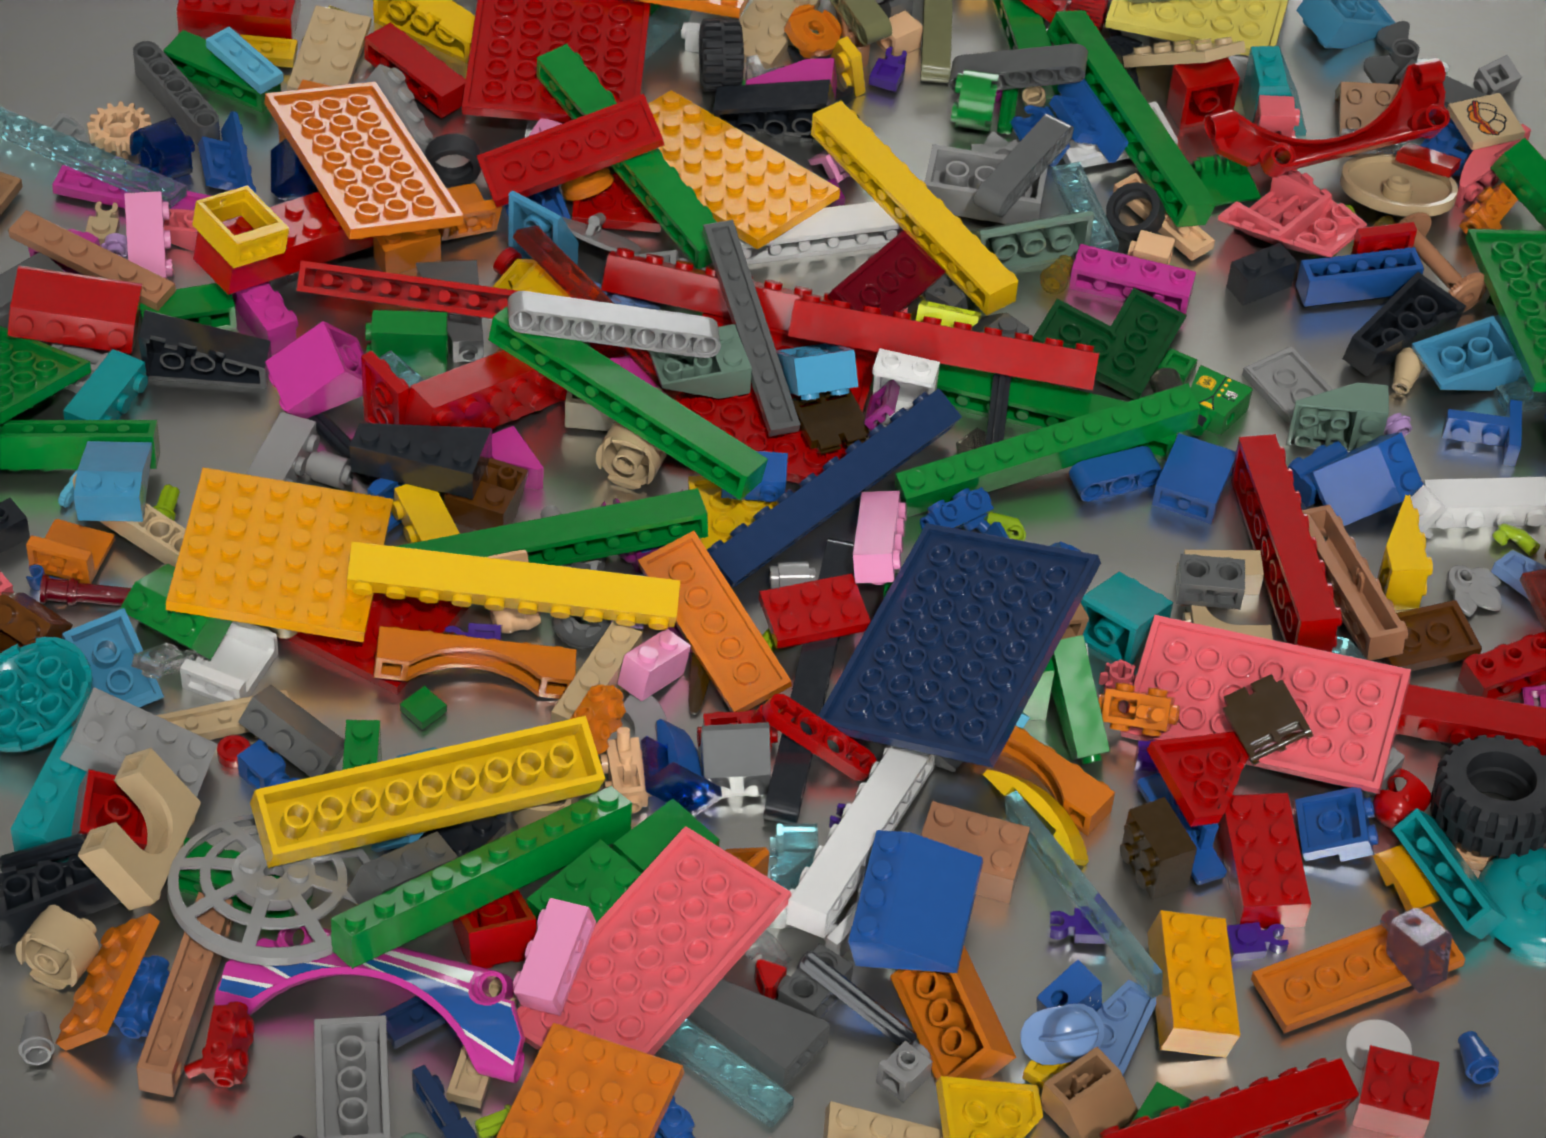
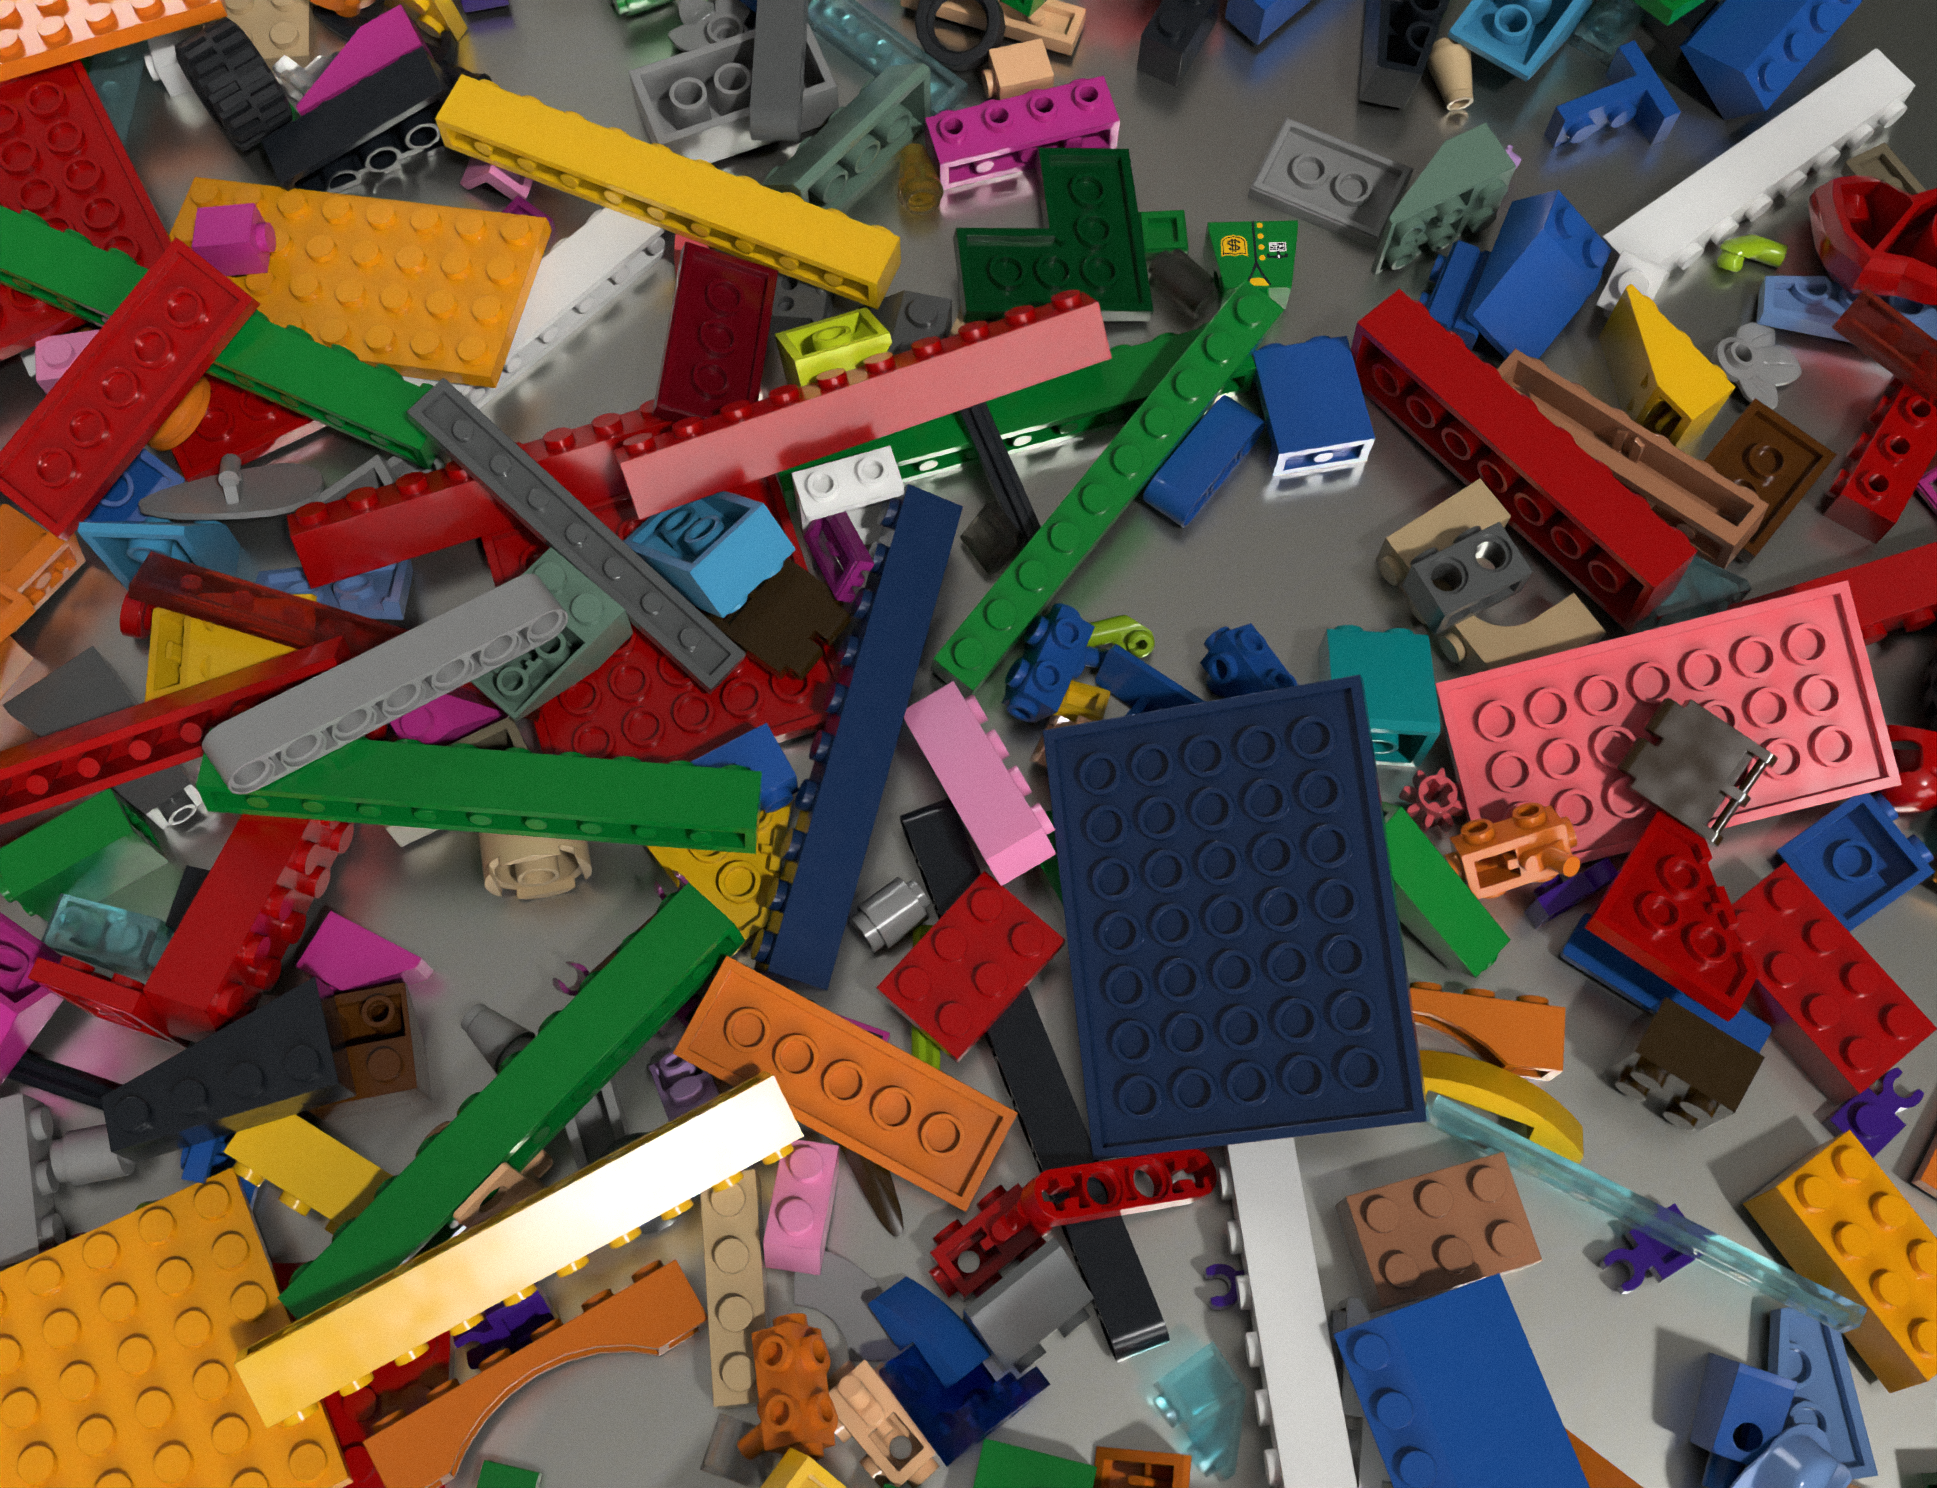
camera: 30 degrees left, 20 degrees up
(673, 119) = (234, 238): none -> dark pink brick

